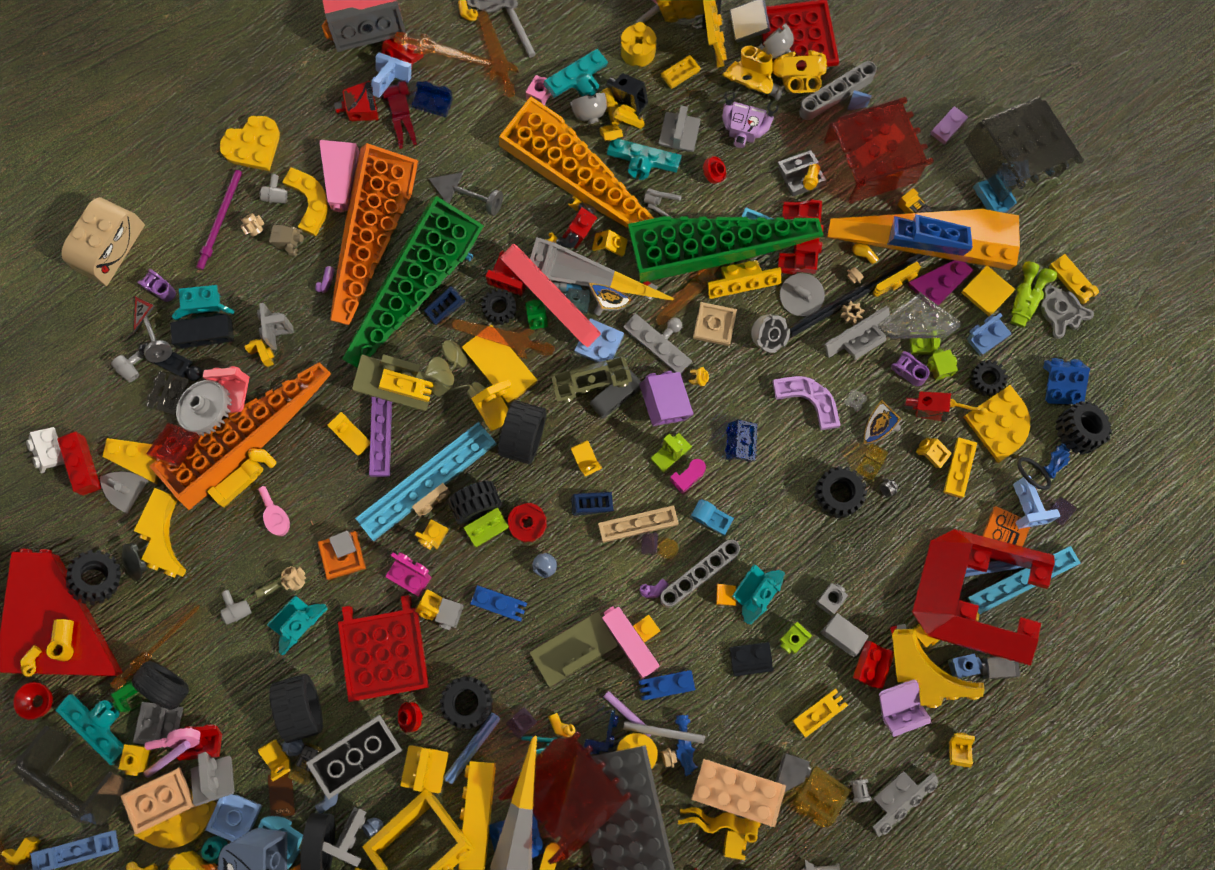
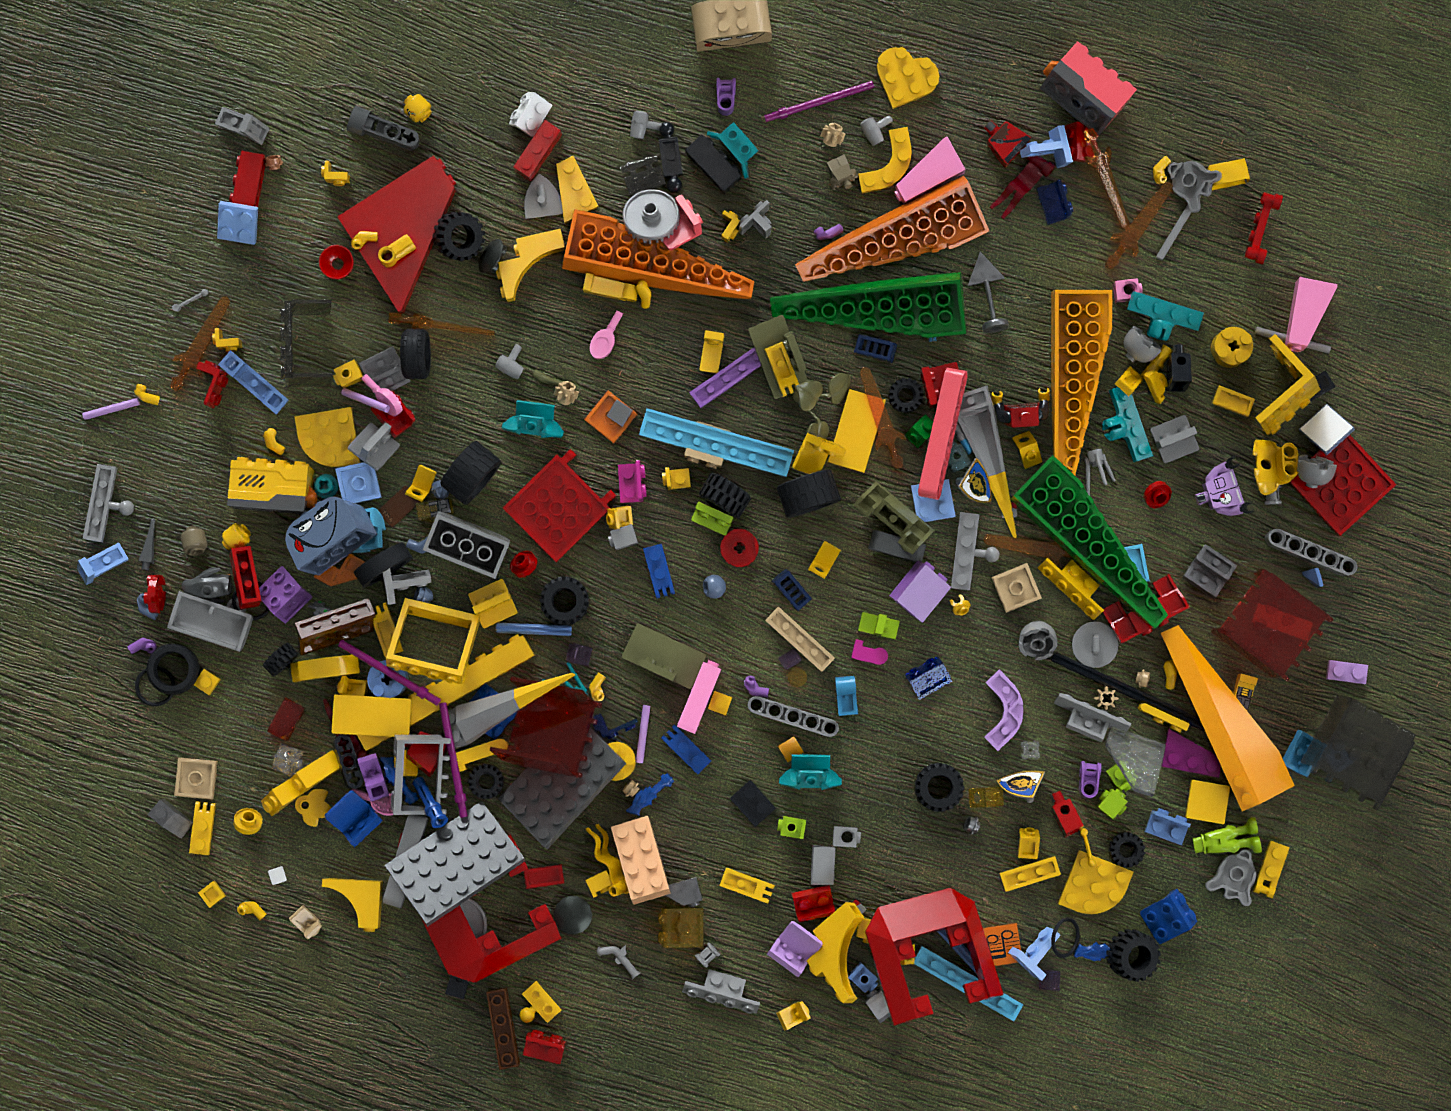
camera: 60 degrees right, 10 degrees up
(94, 726) = (350, 323): teal plate -> none
(122, 695) = (388, 327): green bracket -> none
(157, 349) = (695, 100): flat silver piece -> none
(157, 801) = (331, 416): light nougat tile -> none
(173, 445) = (603, 216): clear red plate -> none
(664, 732) = (647, 771): light grey bar -> none
(785, 68) = (1317, 519): yellow piece -> none
(811, 179) = (1204, 584): yellow animal -> none
(931, 235) = (1217, 720): blue slope -> none

